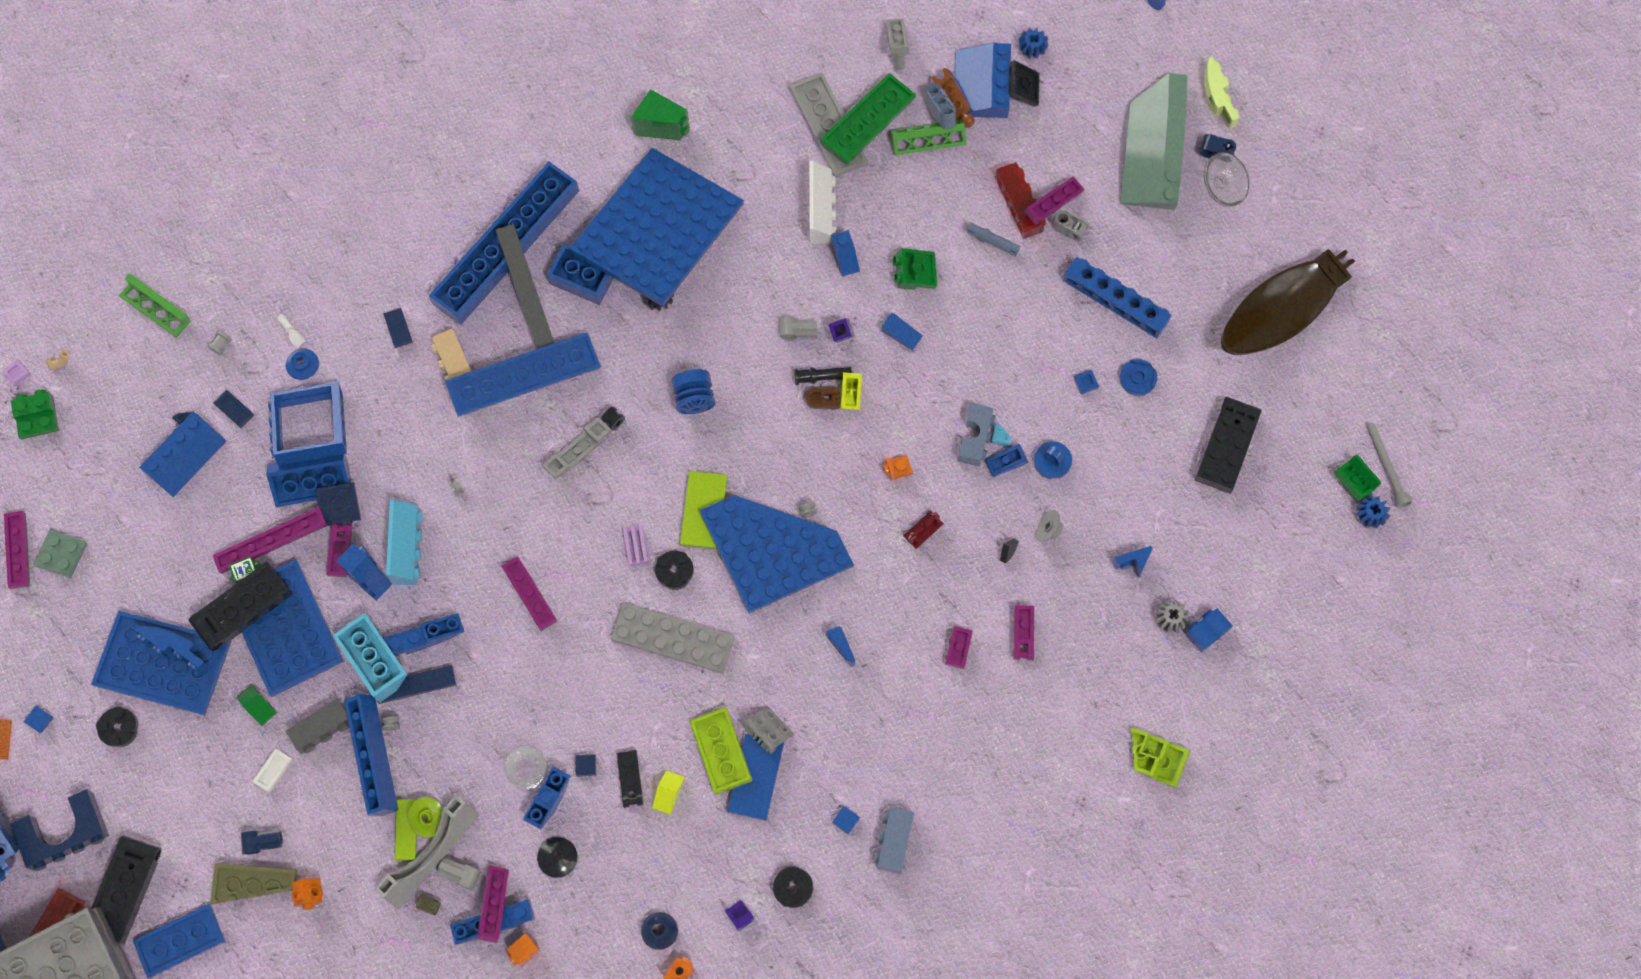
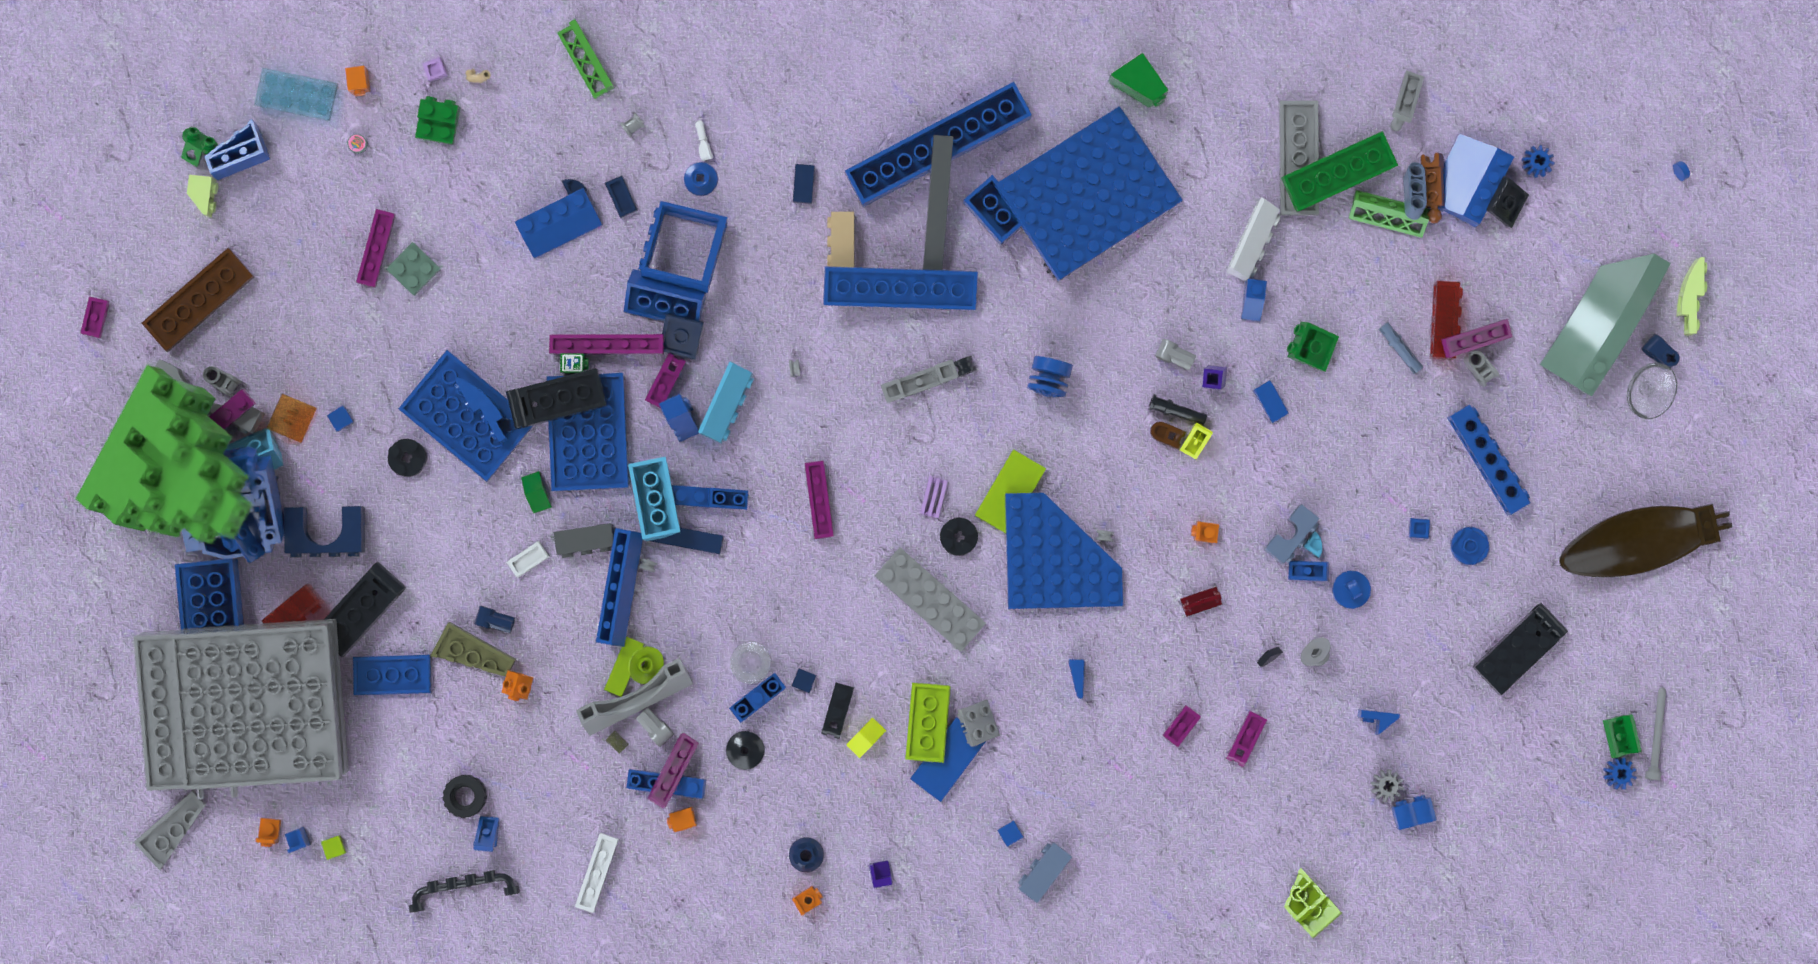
camera: 25 degrees right, 15 degrees up
(782, 882) = (928, 877): black plate -> none

